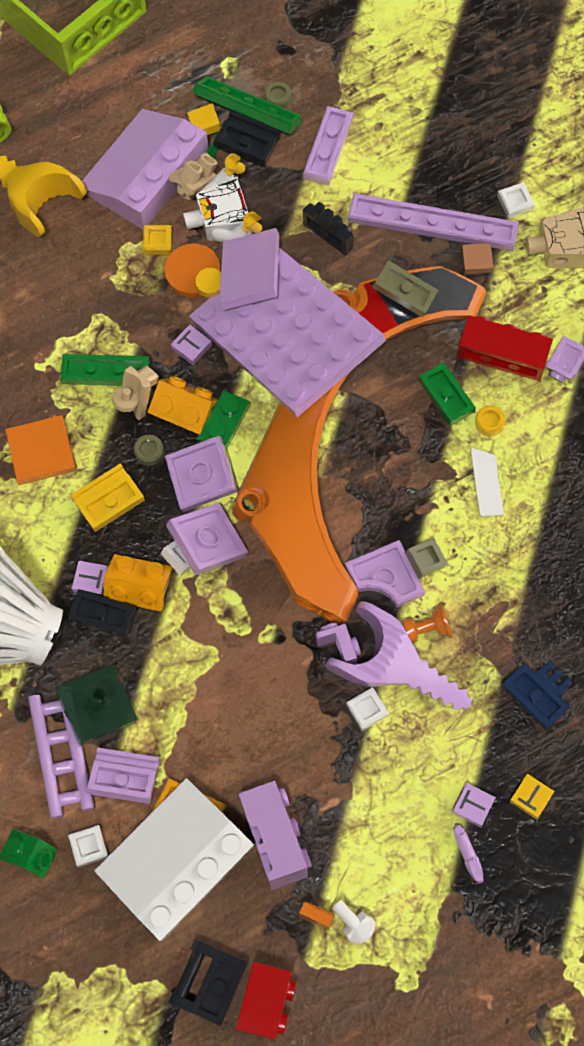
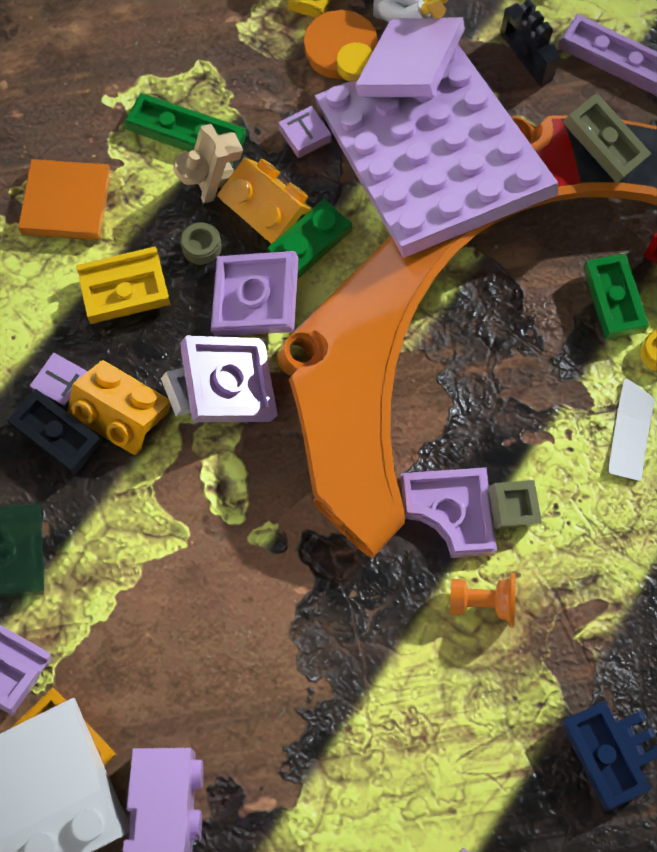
camera: 15 degrees right, 0 degrees up
(347, 646) = (363, 590): lavender bracket -> none
(367, 709) = (361, 687): white tile -> none
(397, 662) = (426, 638): lavender animal -> none

